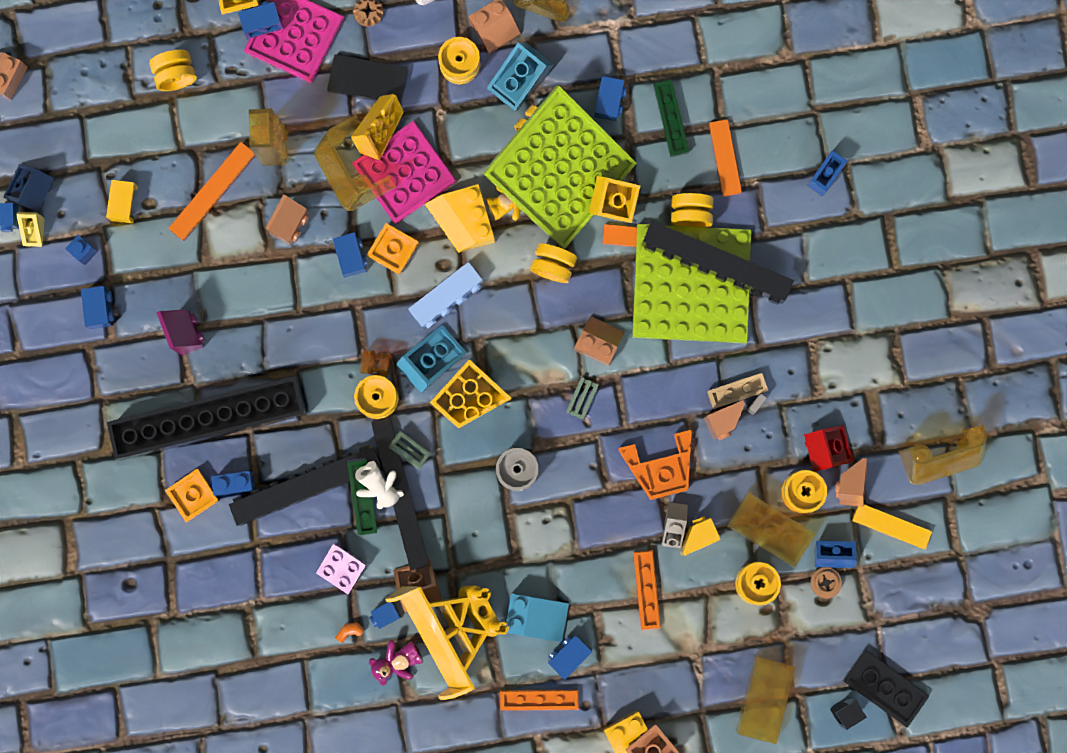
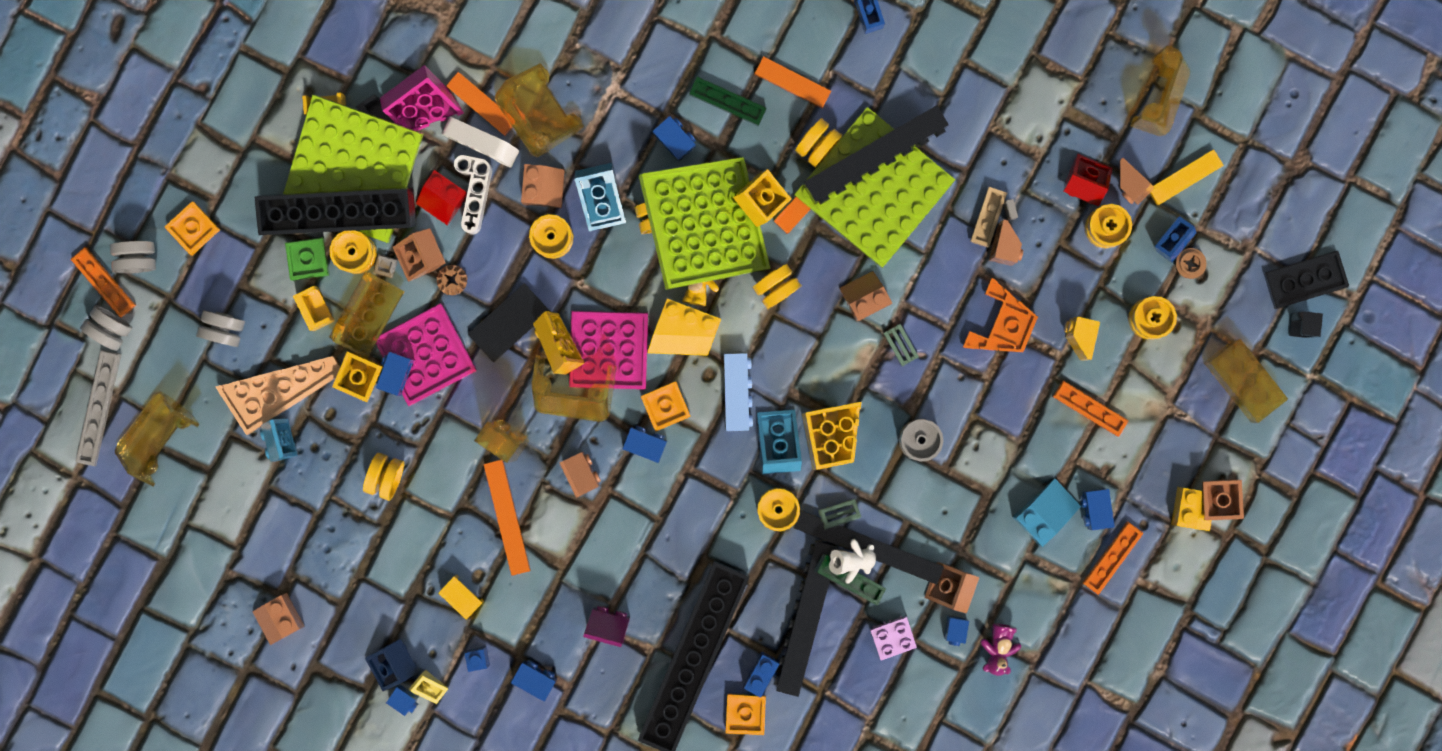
camera: 55 degrees left, 5 degrees up
(349, 629) = (945, 668): orange arm -> none
(368, 362) = (744, 494): clear orange wheel -> none
(437, 640) = (1011, 604): yellow piece -> none
(674, 525) = (1057, 348): light grey slope -> none
(770, 529) = (1118, 275): clear yellow brick -> none

